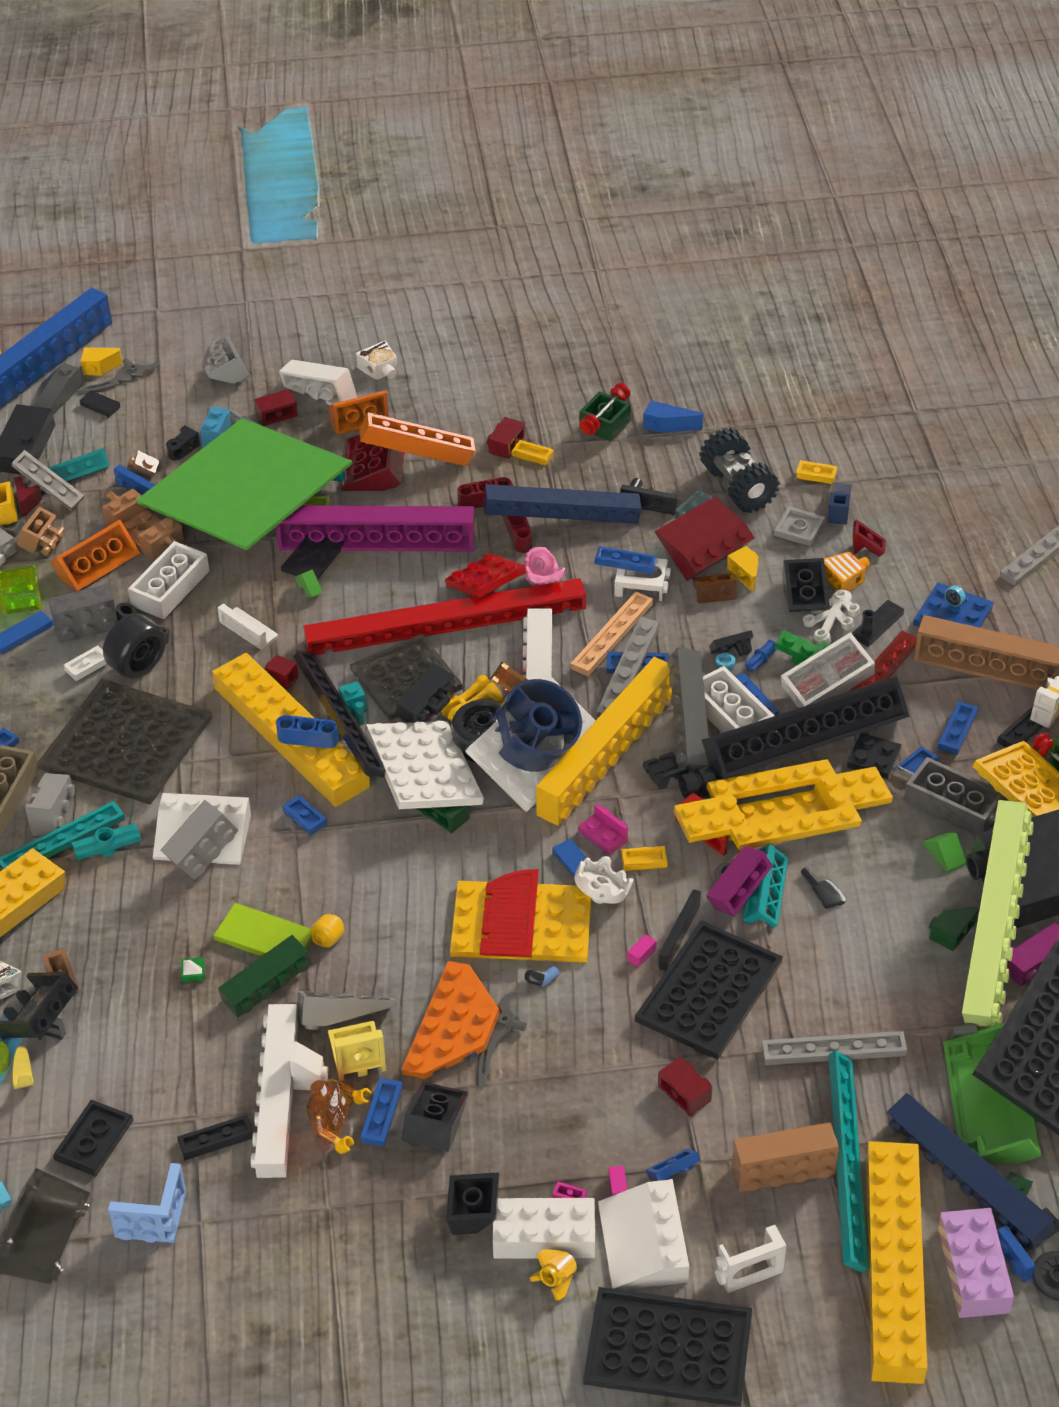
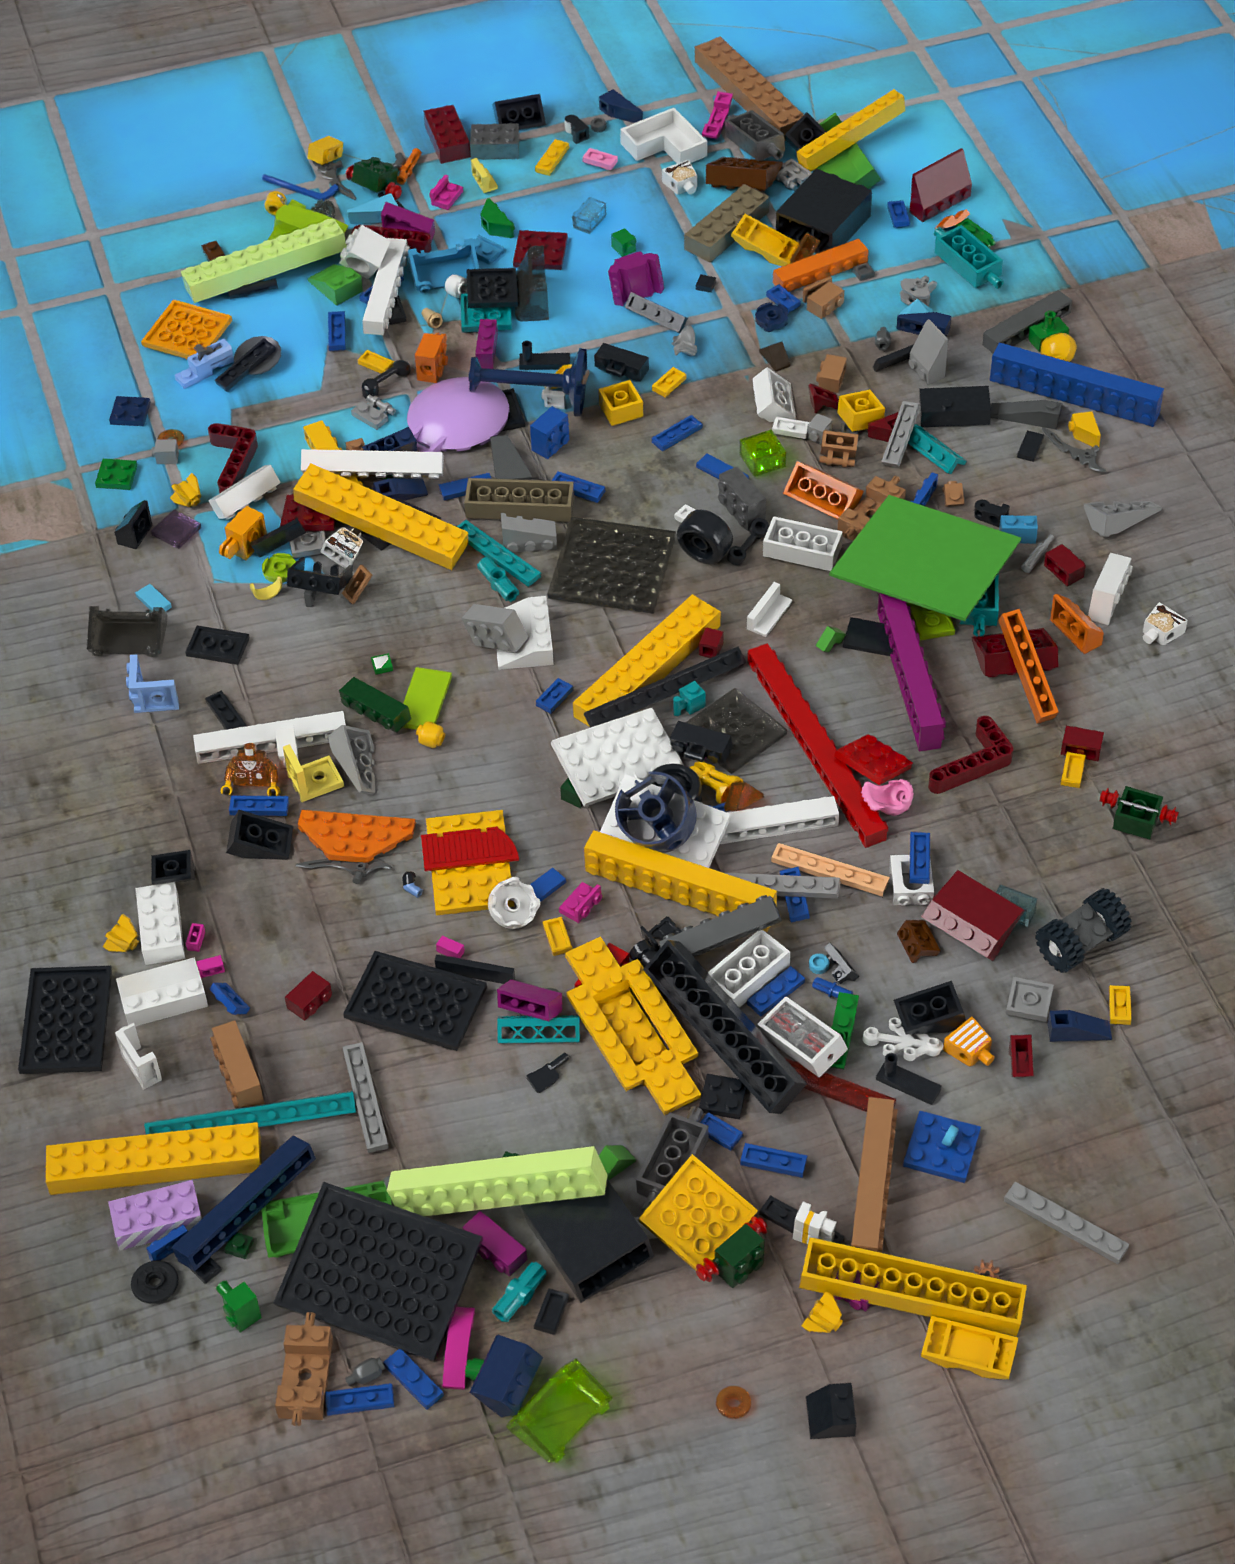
camera: 80 degrees right, 5 degrees up
(307, 731) = (624, 665): blue beam -> none
(561, 504) = (985, 797): dark blue brick -> none
(652, 499) = (1028, 855): black piece -> none
(670, 418) = (1158, 866): blue slope -> none
(744, 566) = (952, 961): yellow slope -> none

